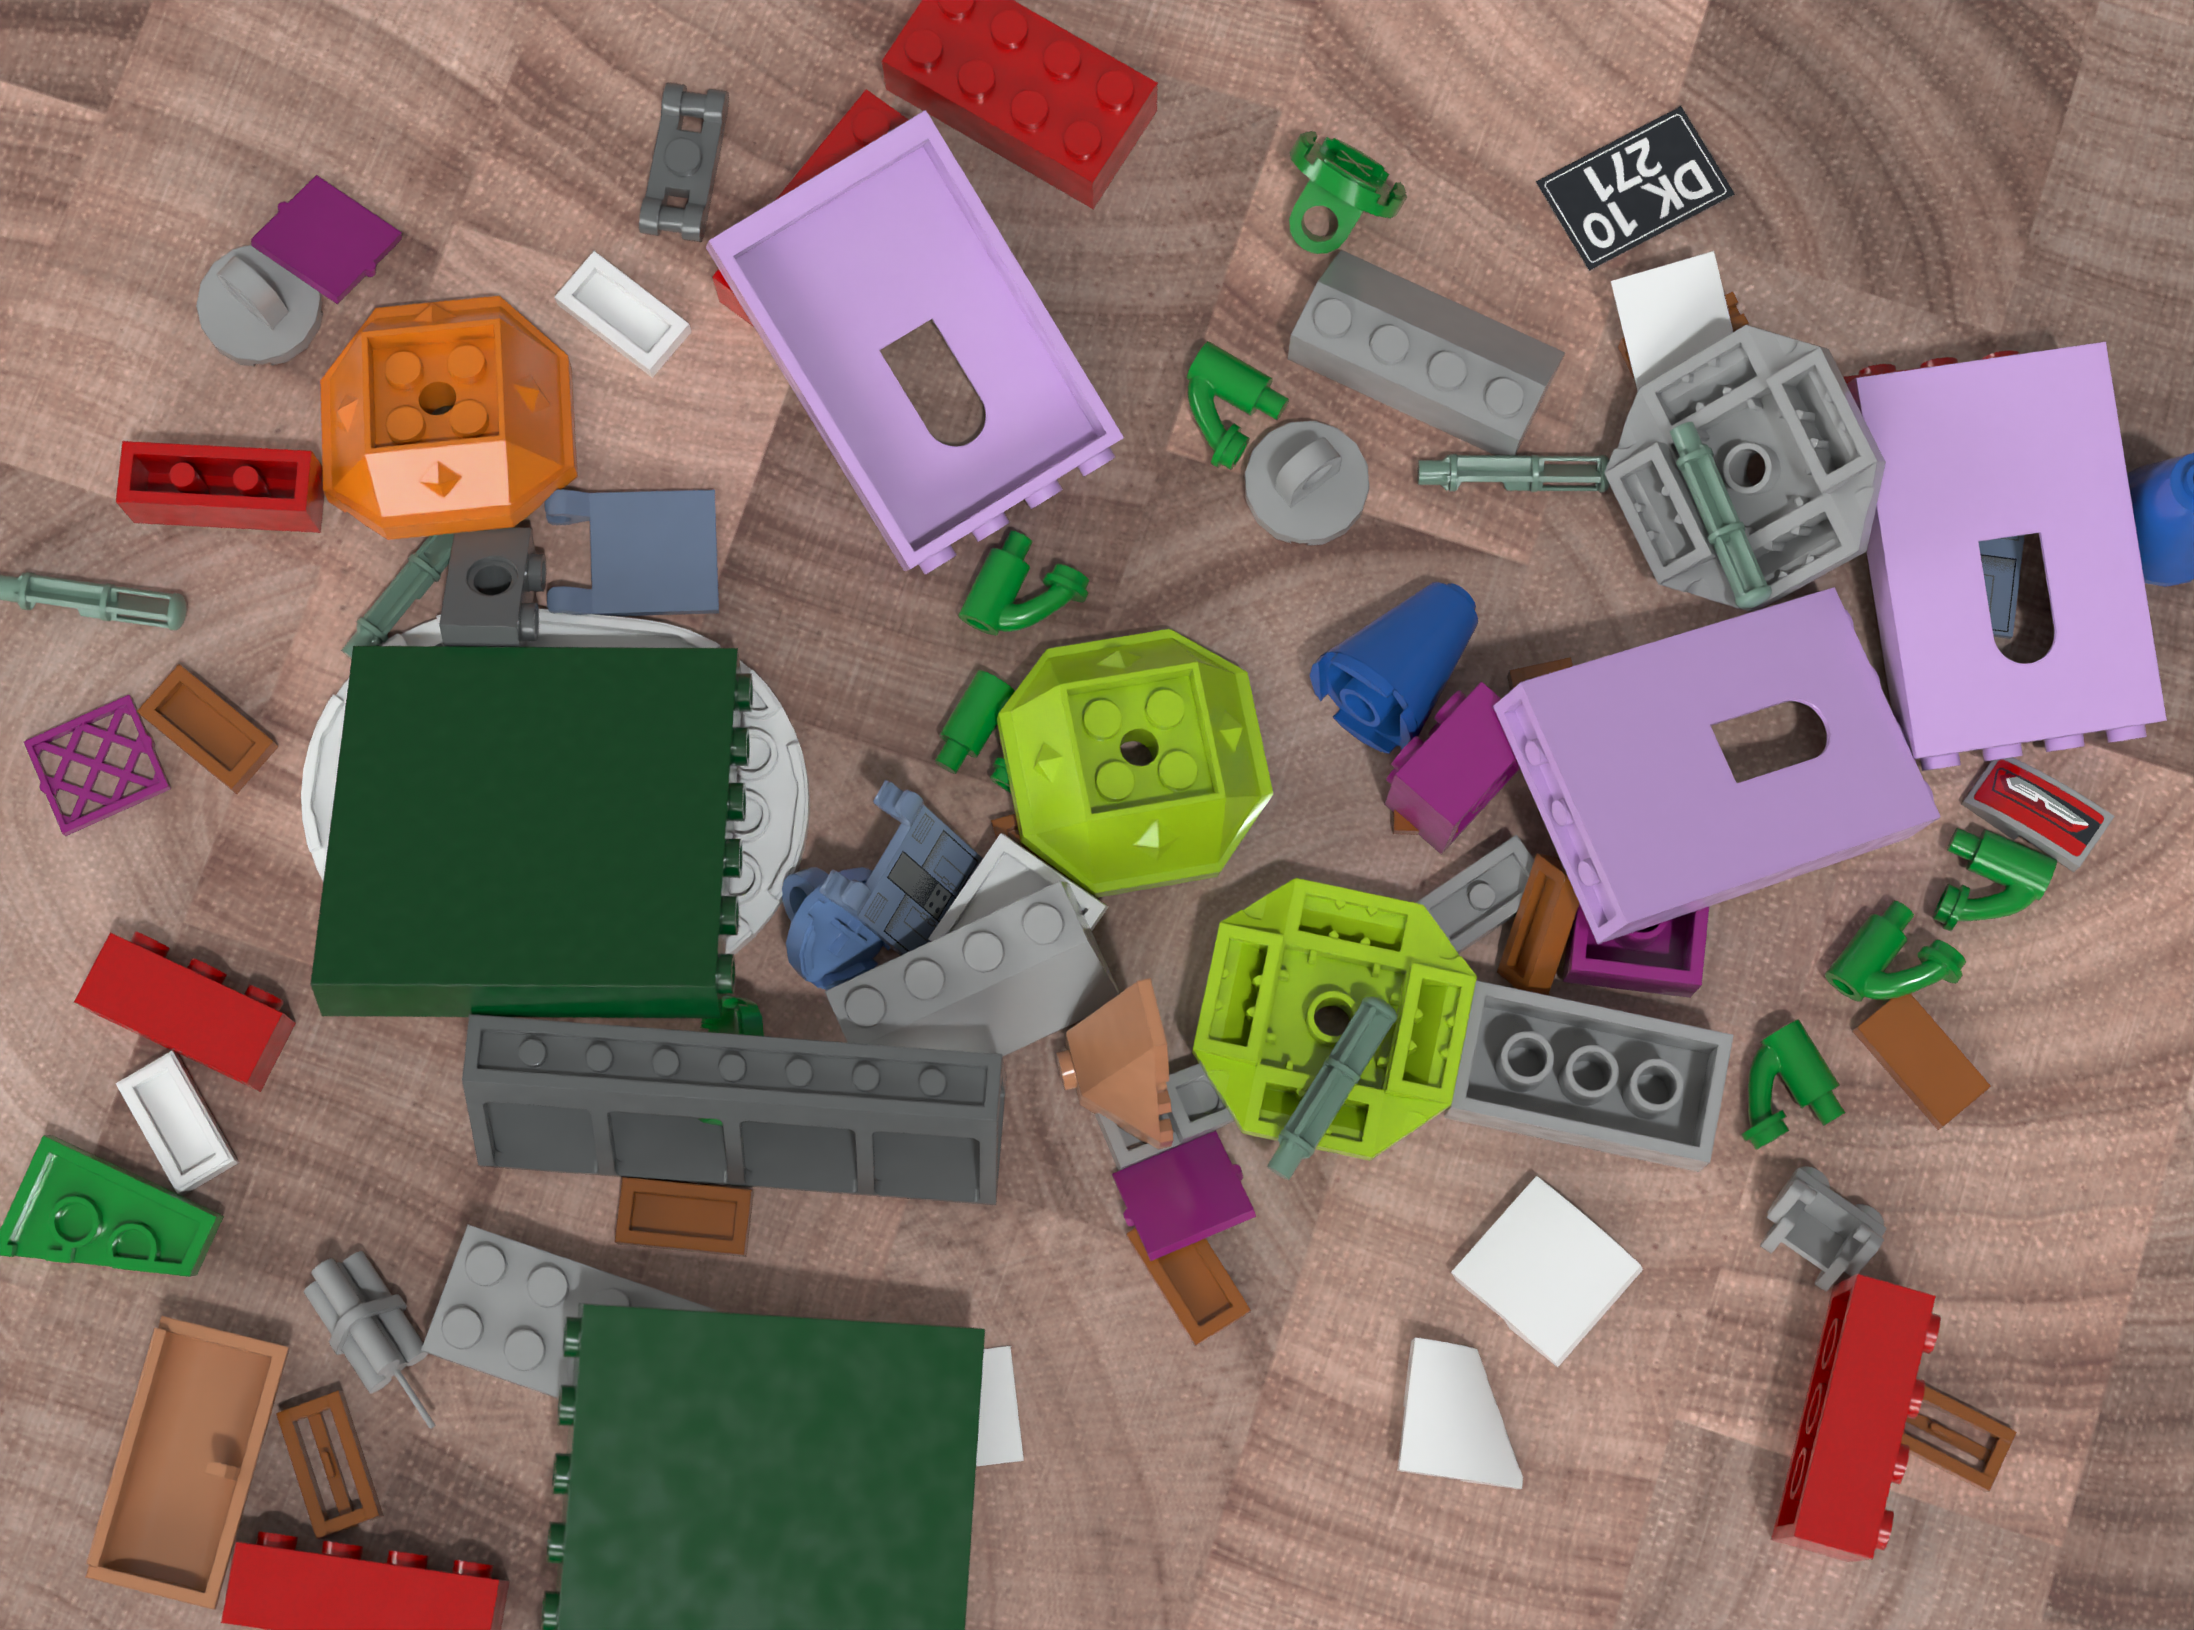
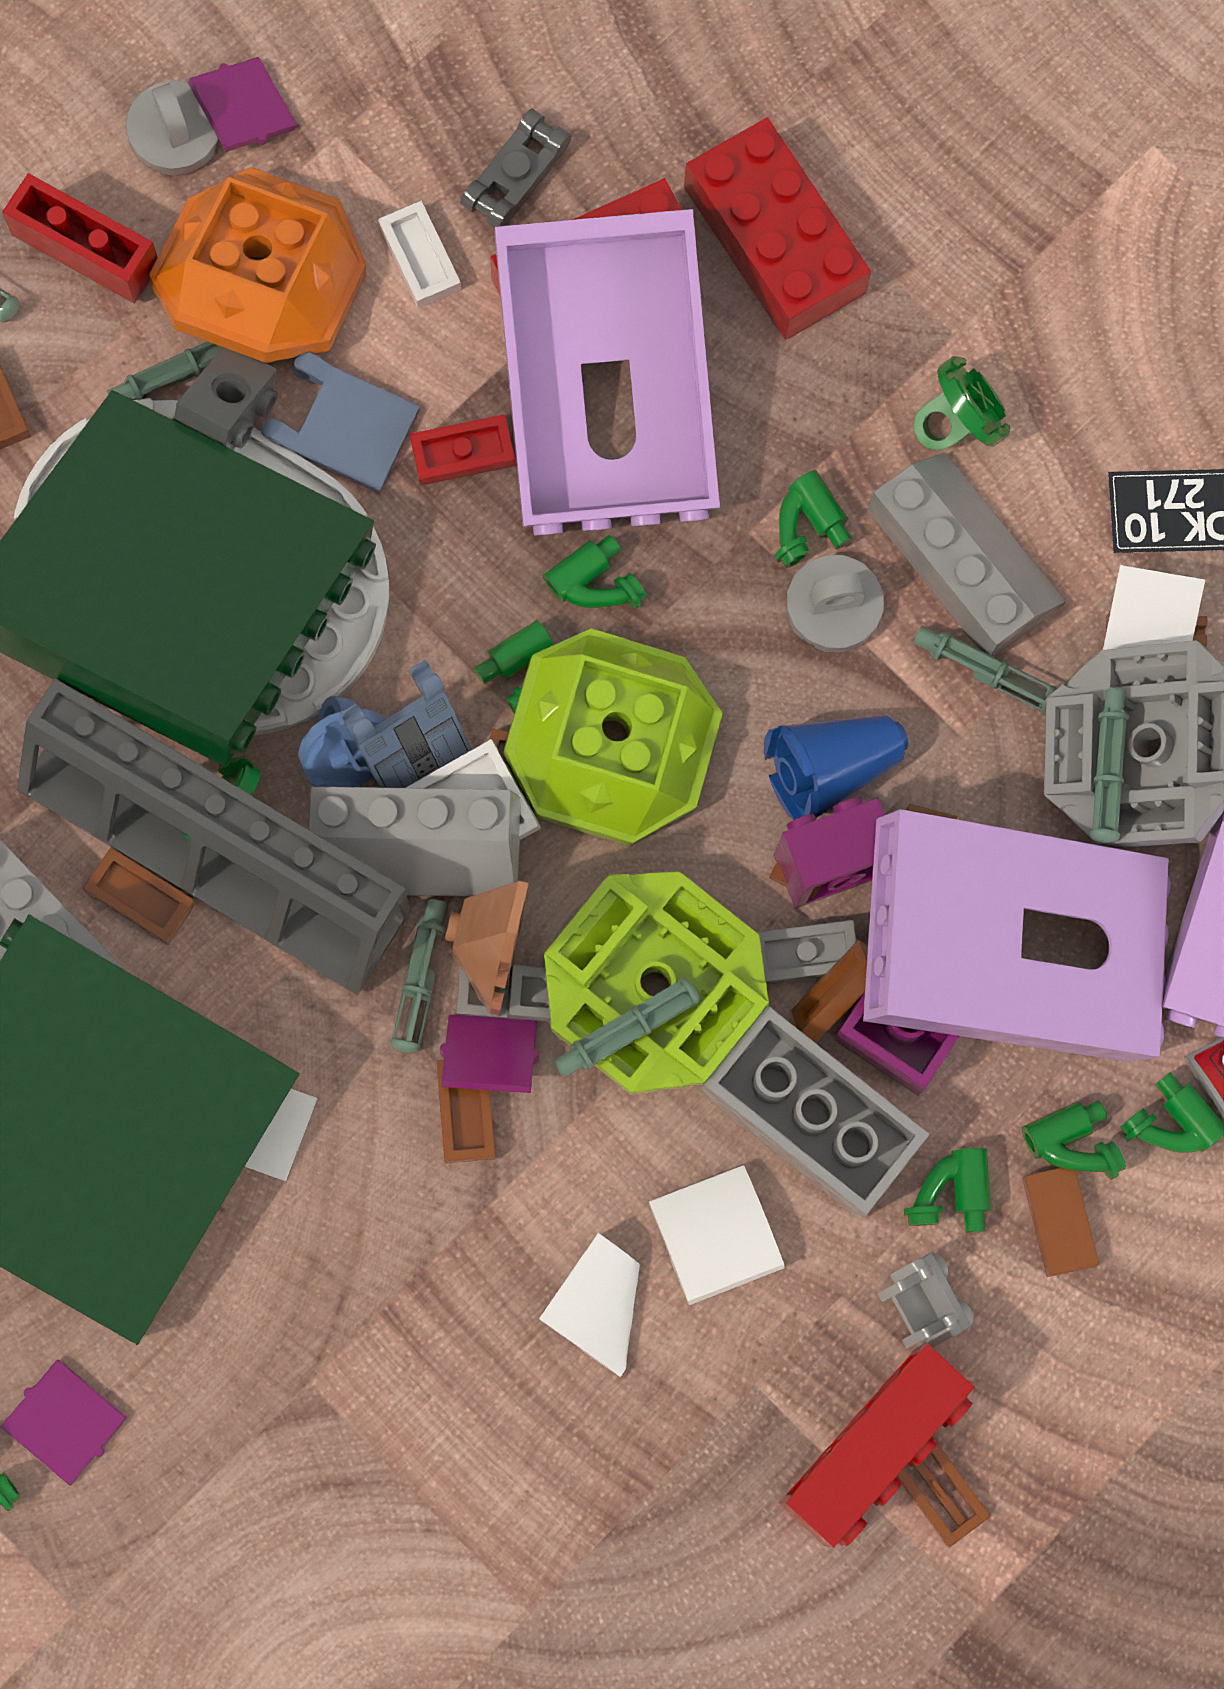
camera: 20 degrees right, 0 degrees up
(791, 515) = (462, 449): none -> red plate
(1056, 1147) = (419, 976): none -> sand green piece

